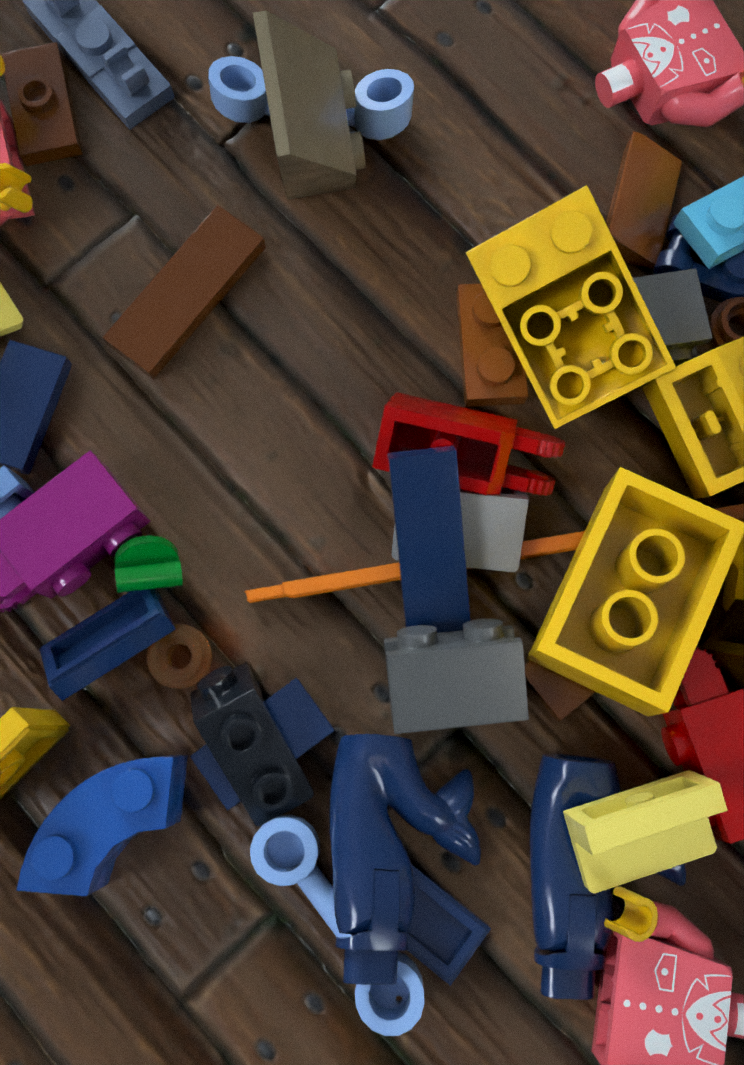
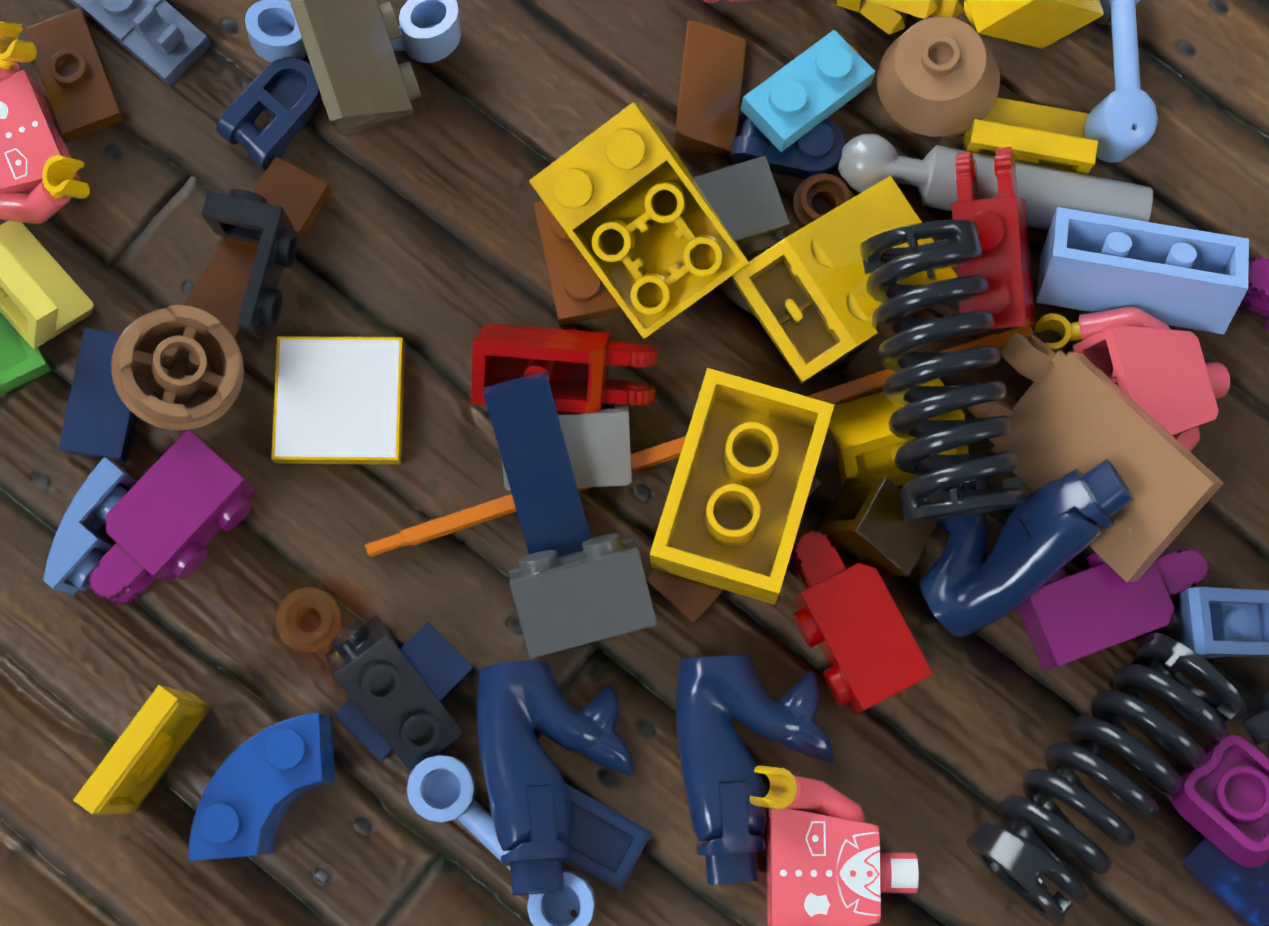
camera: 10 degrees left, 0 degrees up
(89, 389) = (177, 368): none -> medium nougat cone
(105, 641) = (233, 614): dark blue tile -> none
(147, 564) = (262, 533): green plate -> none
(186, 258) = (250, 219): none -> black bracket
(236, 145) = (286, 93): none -> dark blue plate
(241, 446) = (338, 400): none -> white tile
(644, 829) = (779, 711): light yellow panel -> none

